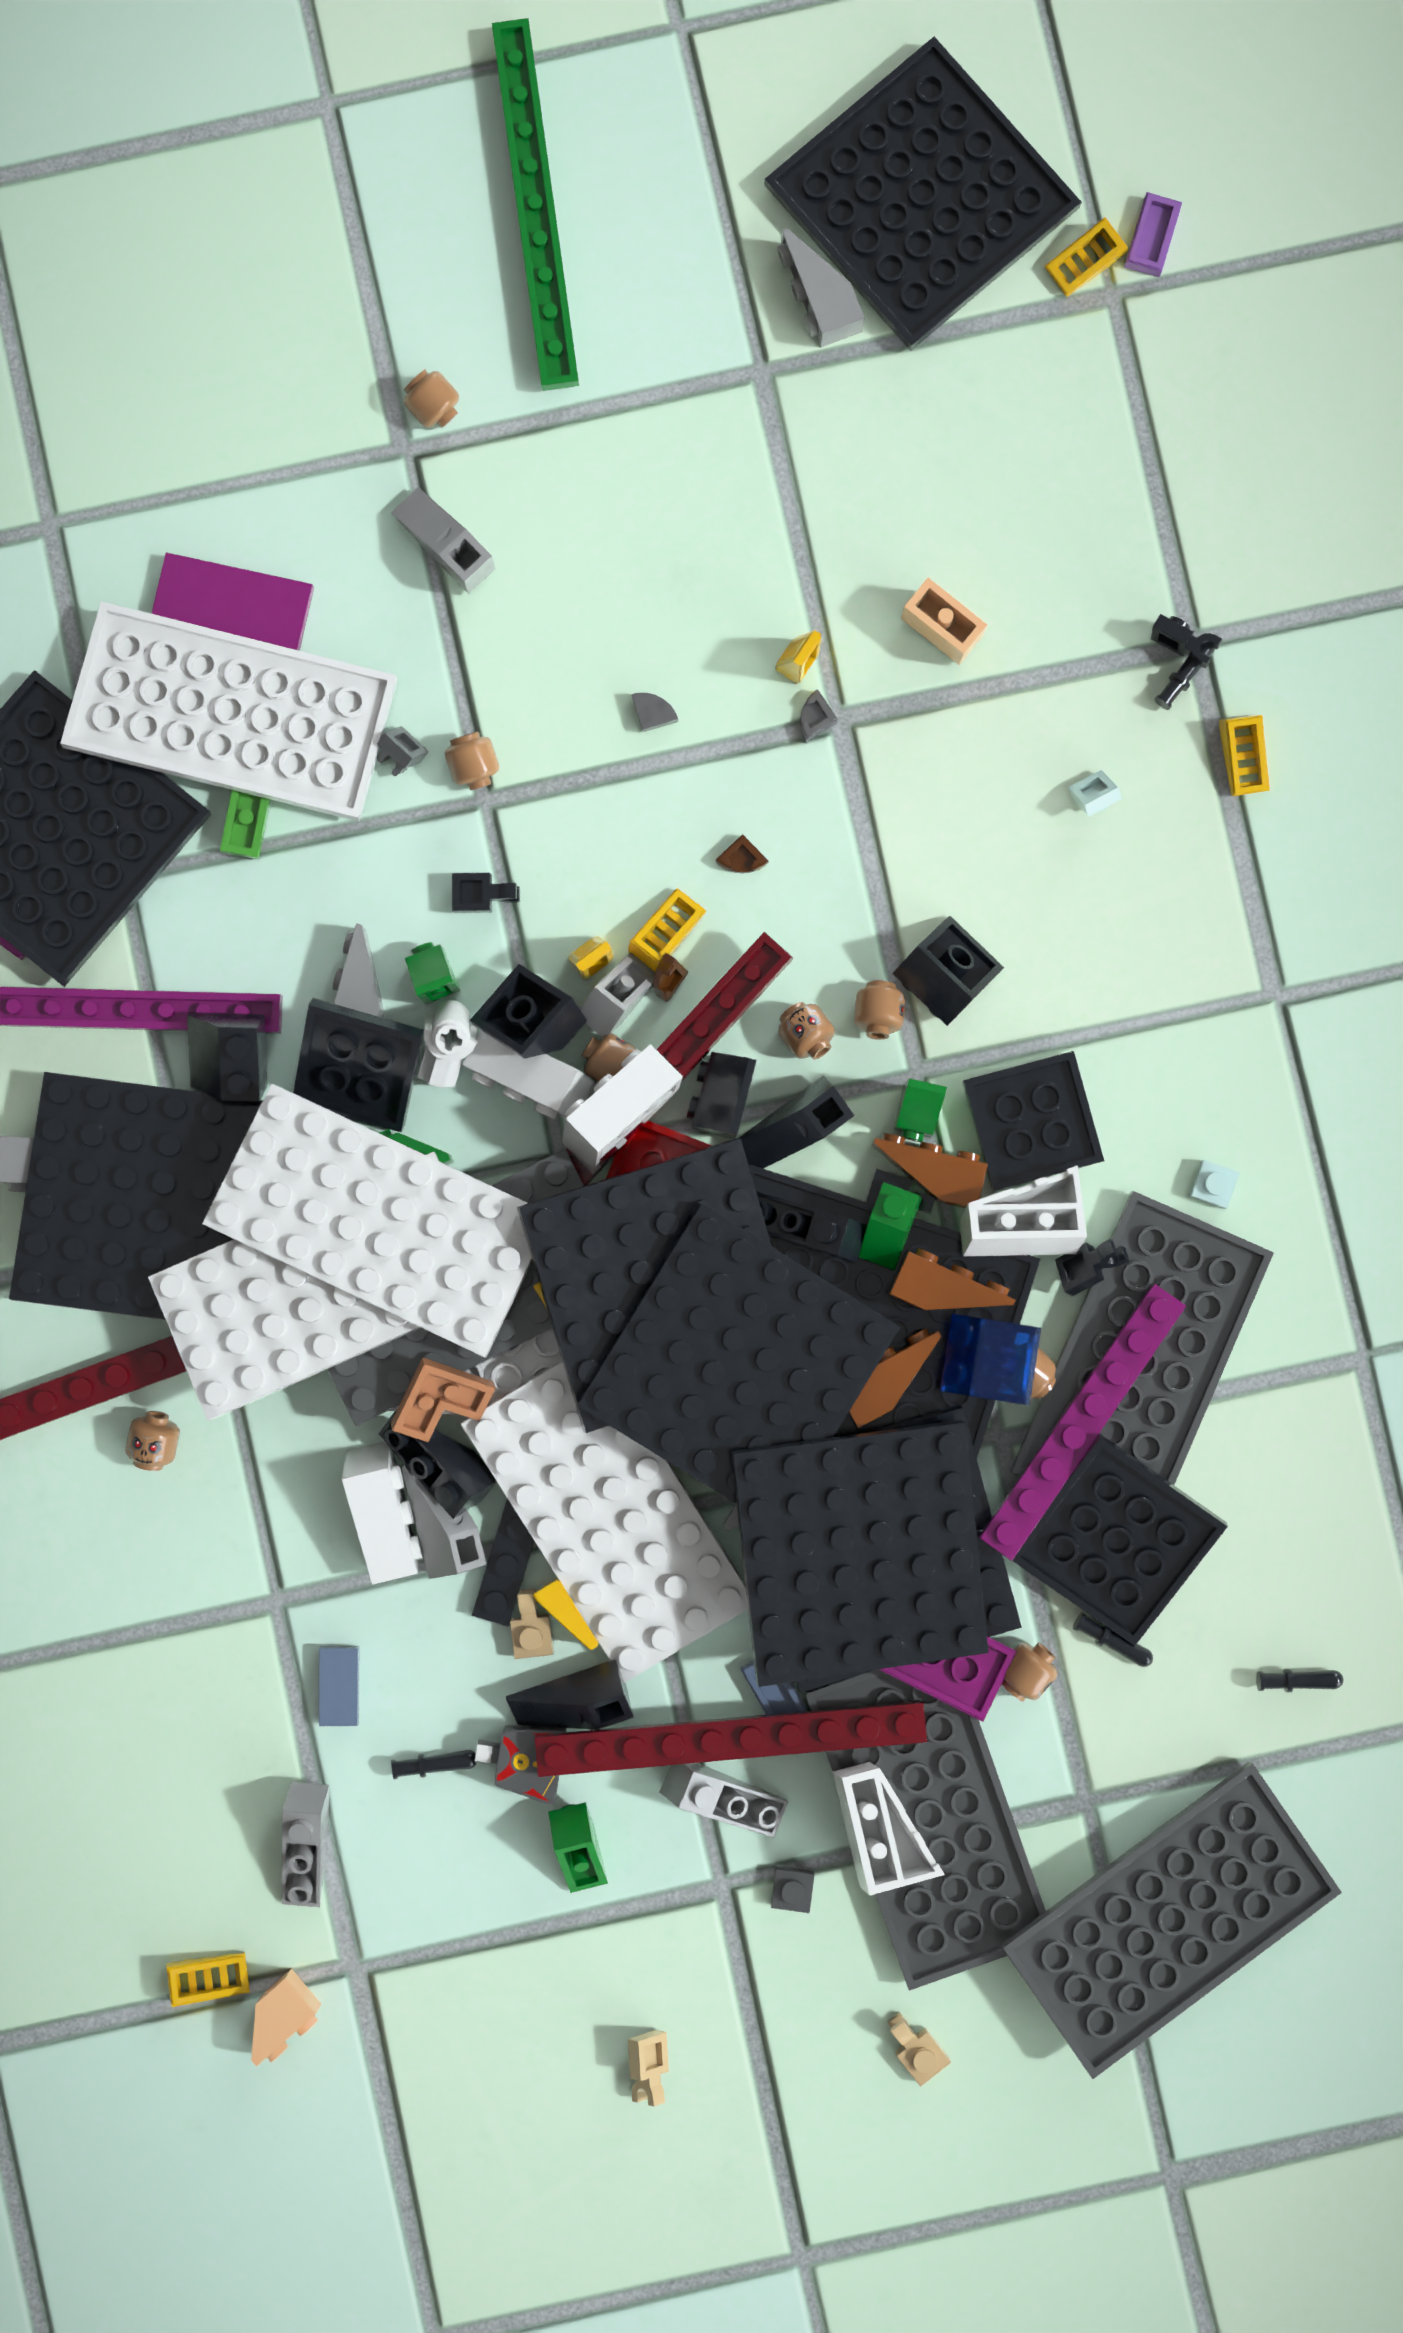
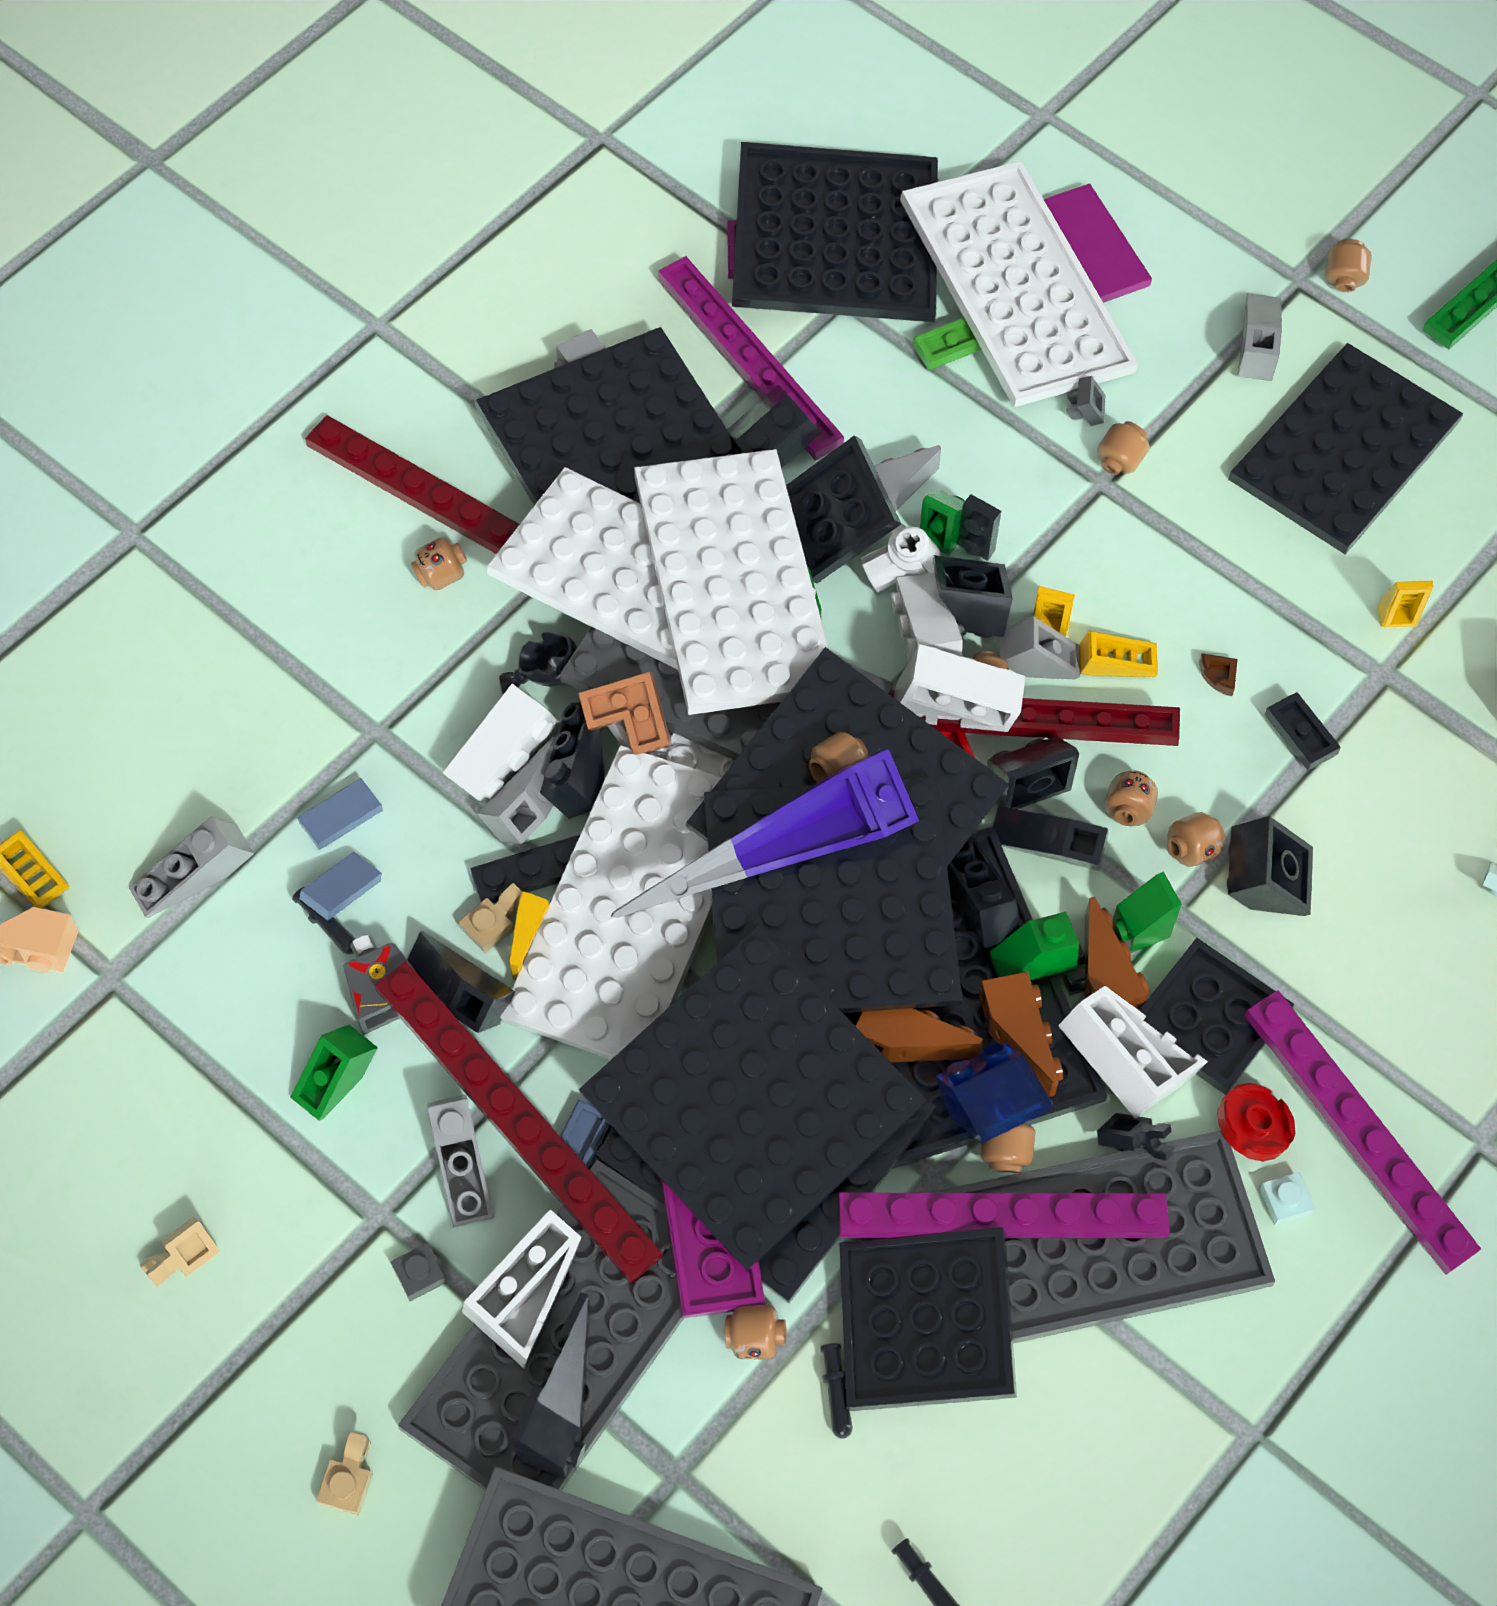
camera: 50 degrees right, 25 degrees down
(320, 1422) = (541, 662): none -> black hair
(413, 1734) = (340, 886): none -> sand blue tile
(466, 957) = (979, 527): none -> black plate
(476, 892) = (1031, 513): black plate -> none
(608, 562) = (1345, 447): none -> black plate
(633, 1277) = (834, 754): none -> medium nougat head
(653, 711) = (1268, 543): flat silver tile -> none
(668, 977) = (1085, 677): reddish brown tile -> none
(685, 1320) = (837, 813): none -> dark purple plate
(816, 716) = (1370, 653): flat silver tile -> none
(847, 838) = (1302, 731): none -> black plate
(998, 1875) = (553, 1416): none -> black wedge
(1143, 1160) = (1256, 1122): none -> red tile
(1207, 1086) = (1362, 1132): none -> magenta plate

